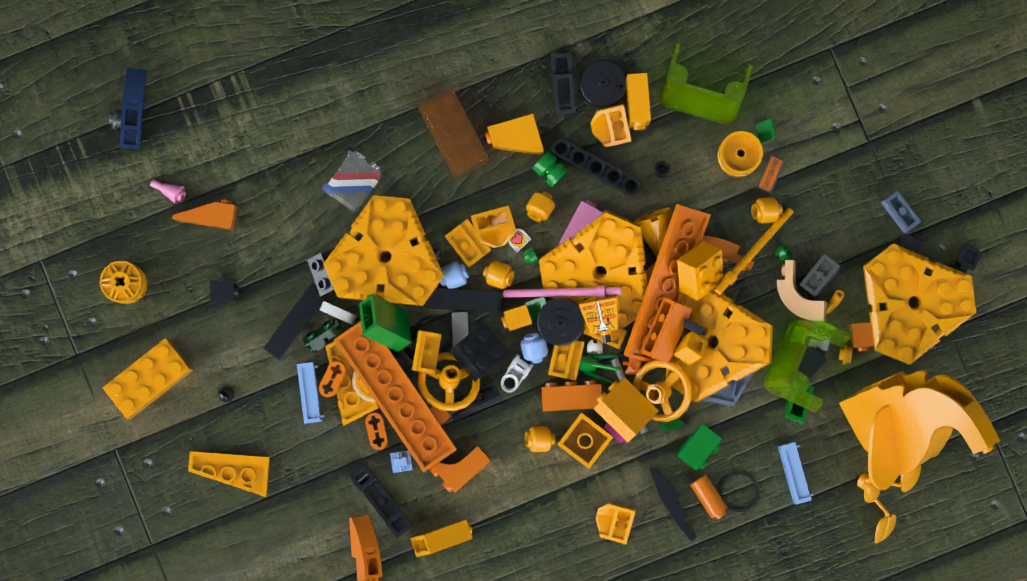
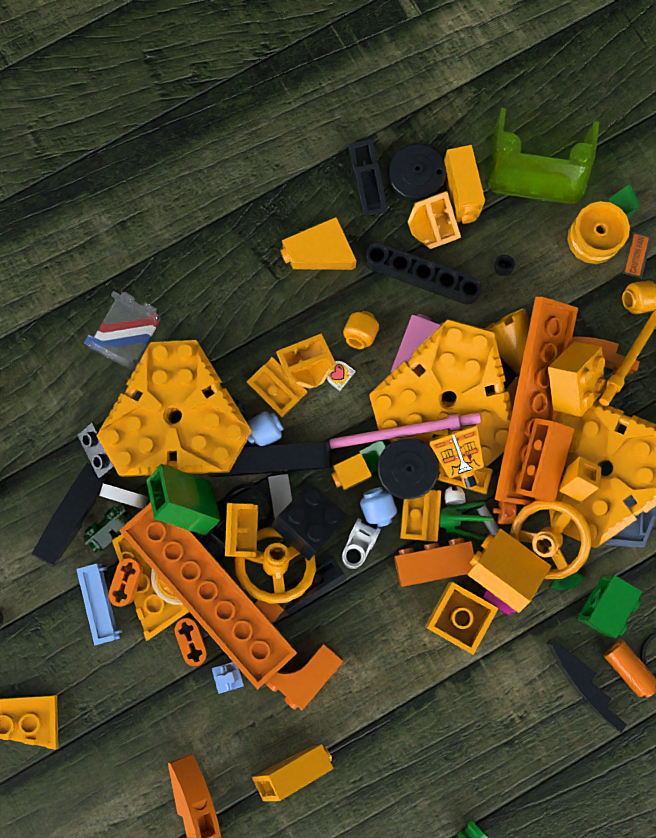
camera: 10 degrees left, 5 degrees down
(381, 500) = (207, 733): black slope -> none
(453, 133) = (241, 255): clear orange brick -> none
(498, 275) = (321, 421): light orange head -> none
(529, 256) = (357, 393): green hinge -> none
(539, 439) = (401, 623): light orange head -> none
(550, 169) = (366, 281): green wheel -> none
(615, 522) = (515, 719): light orange slope -> none
(695, 327) = (583, 451): black tile -> none

